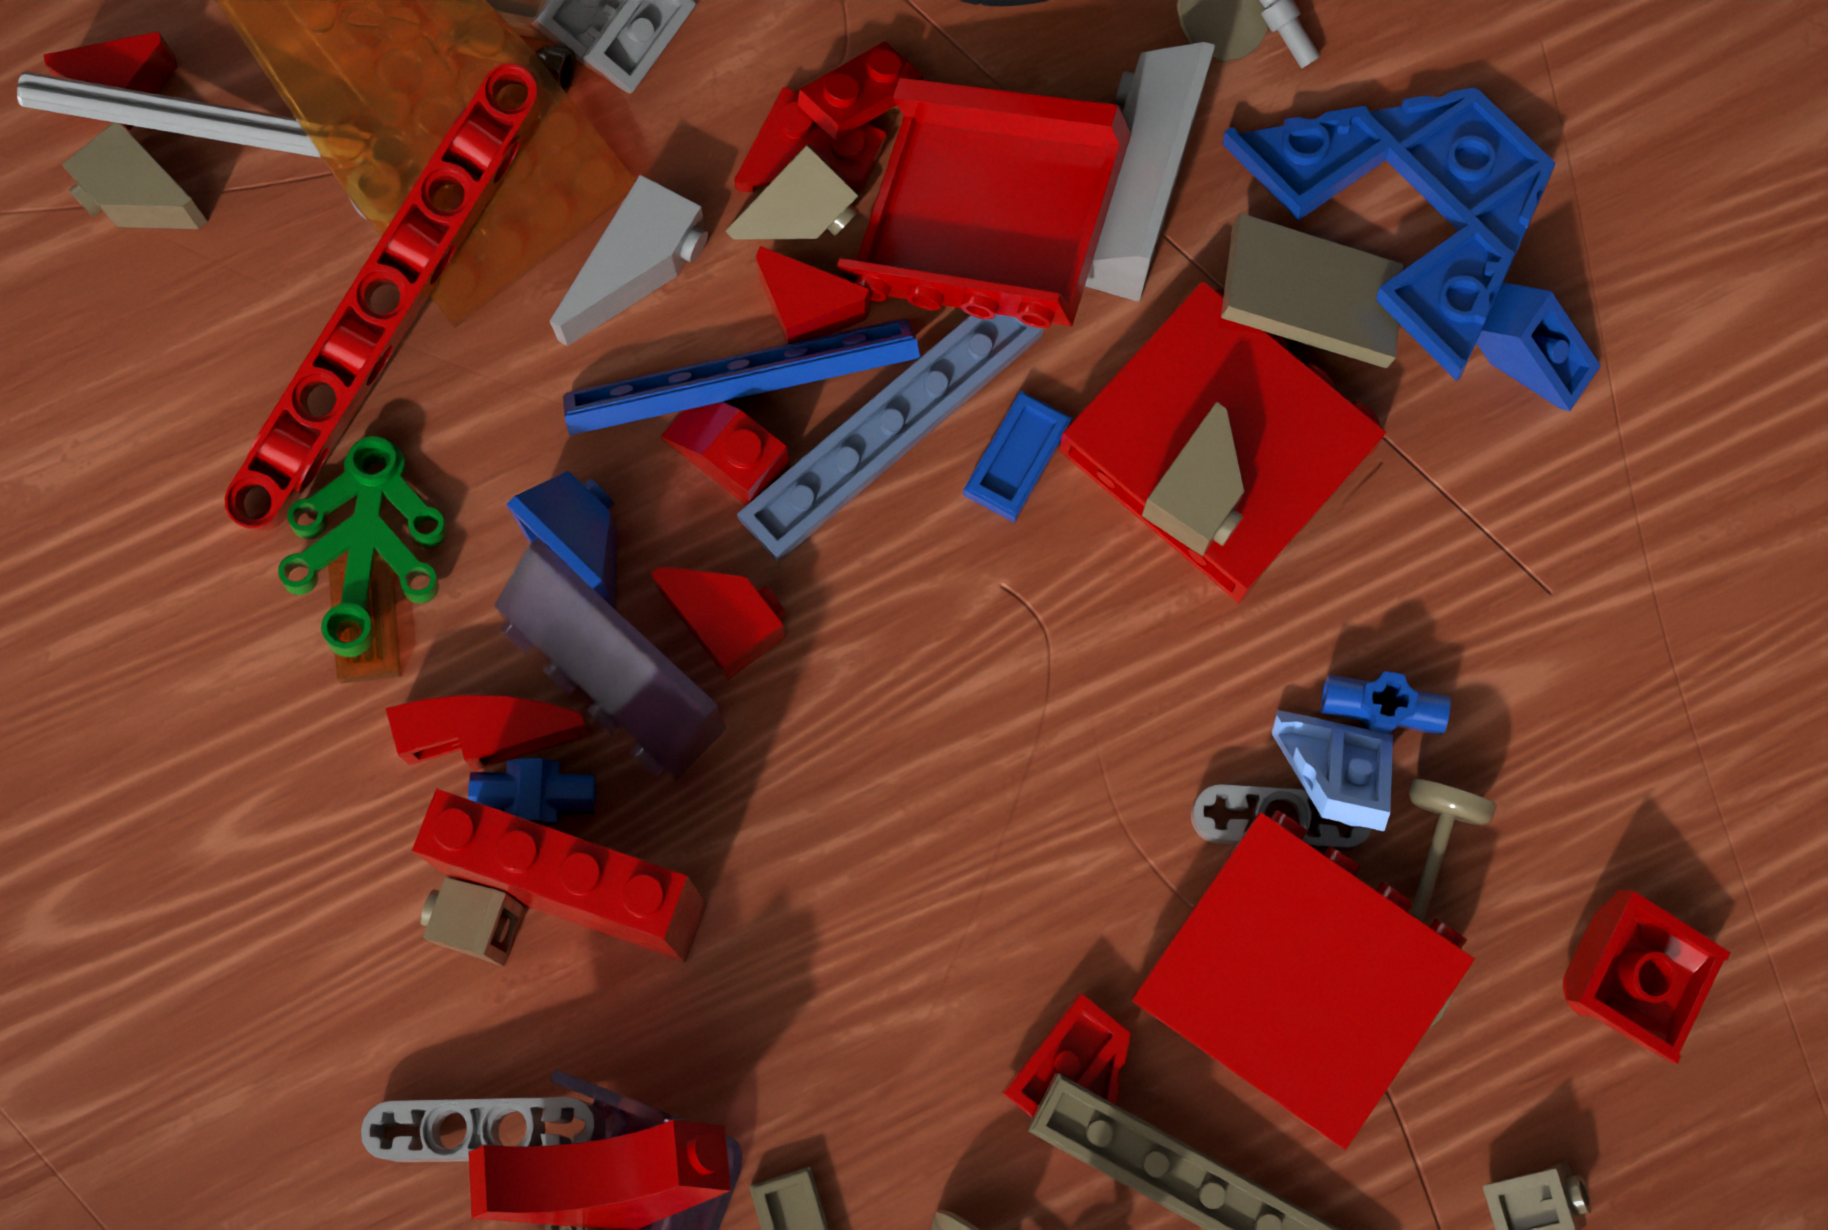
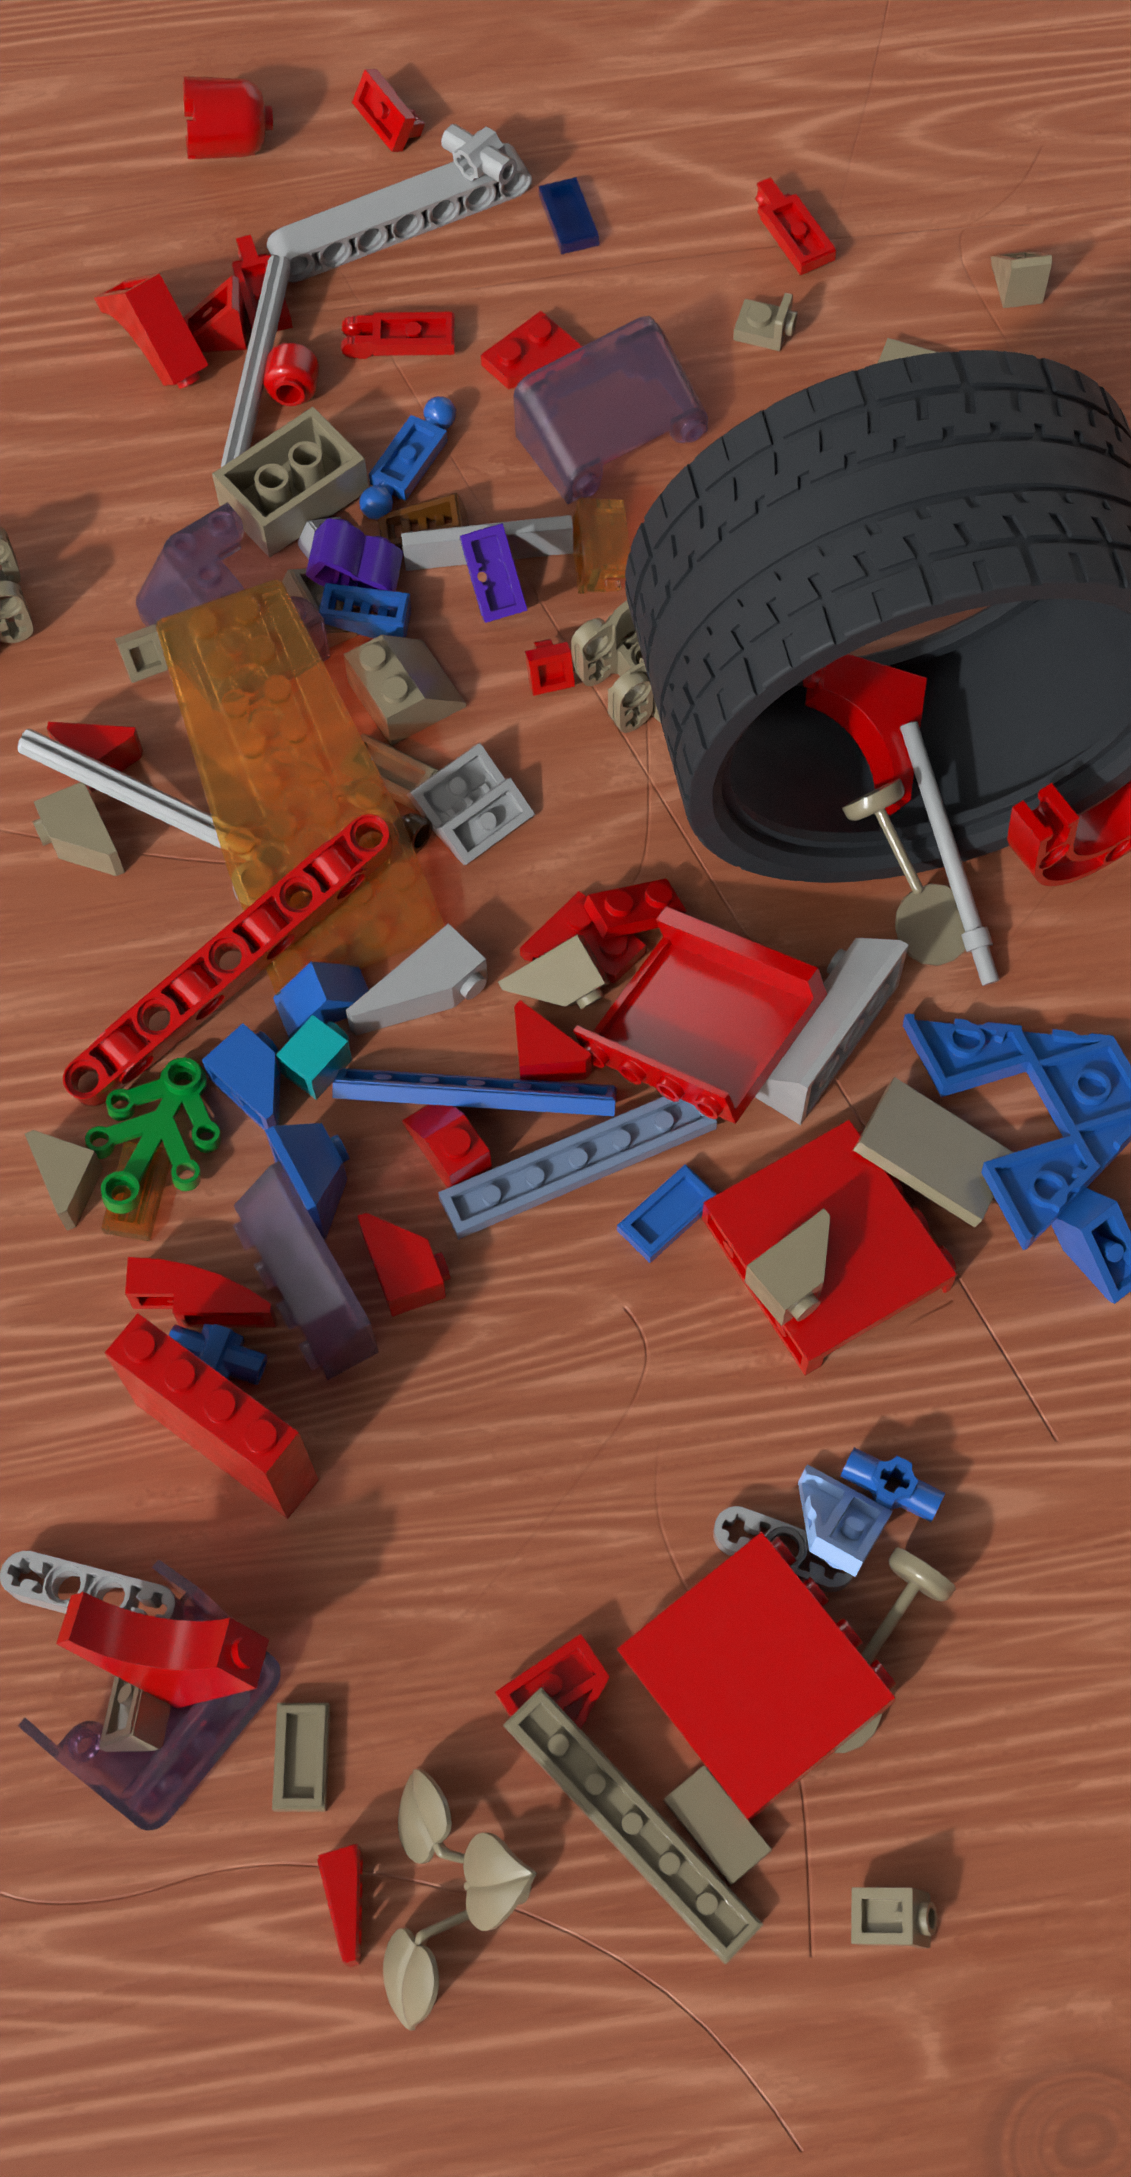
camera: 20 degrees right, 10 degrees down
(271, 624) = (67, 1172): none -> dark tan slope
(454, 434) = (248, 1074): none -> blue slope
(472, 920) = (139, 1435): dark tan slope -> none
(508, 311) = (319, 991): none -> blue slope
(529, 387) = (315, 1056): none -> teal brick
(1306, 1163) = (717, 1825): none -> dark tan tile
(1642, 973) = (1034, 1758): red slope -> none

